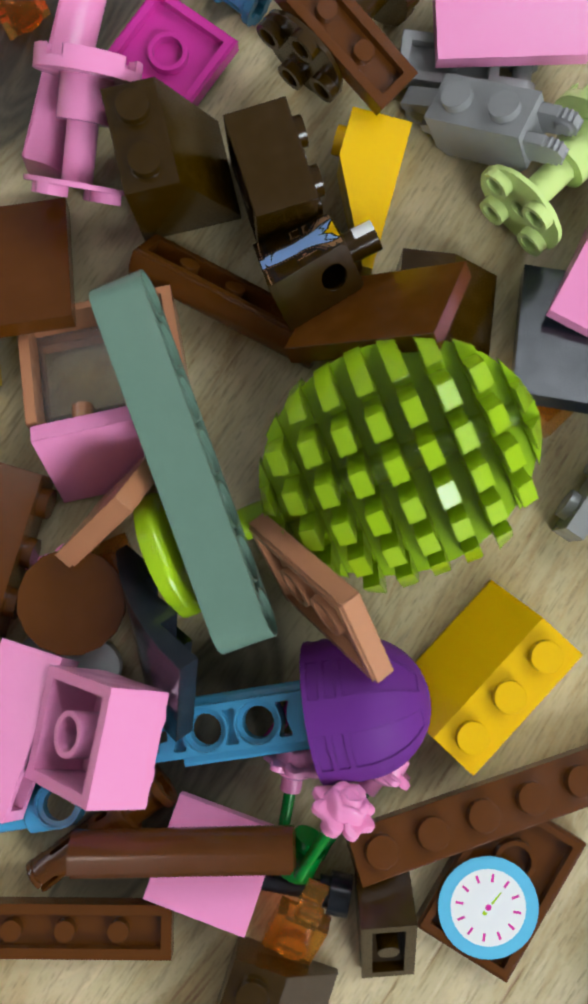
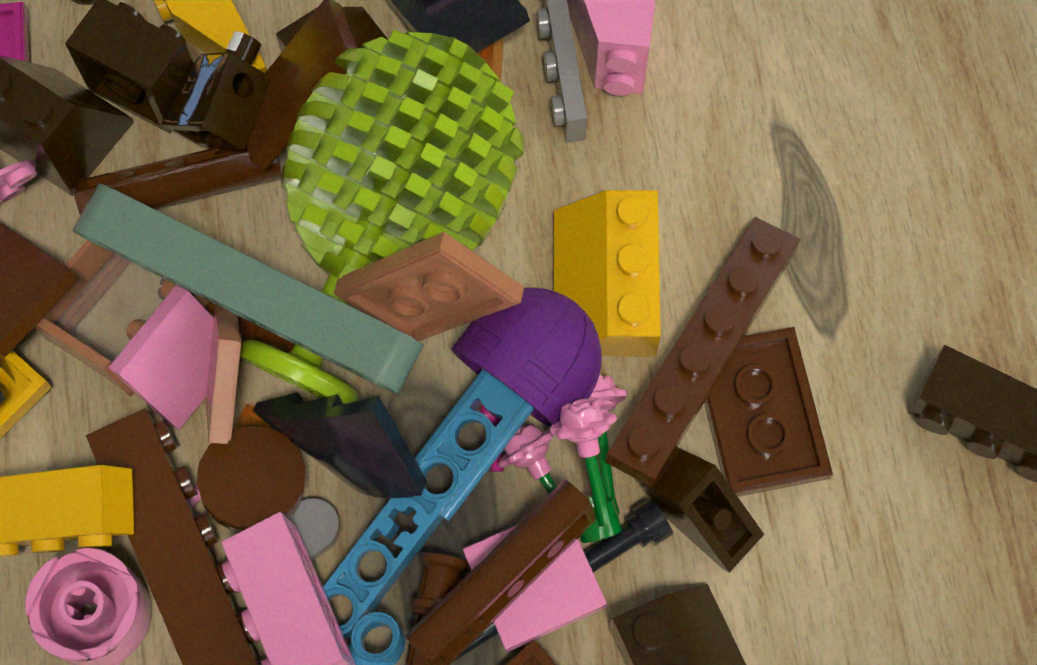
camera: 40 degrees left, 15 degrees down
(97, 738) = (356, 530): bright pink brick -> none
(299, 926) = (644, 567): clear orange plate -> none
(488, 907) = (767, 432): sticker -> none

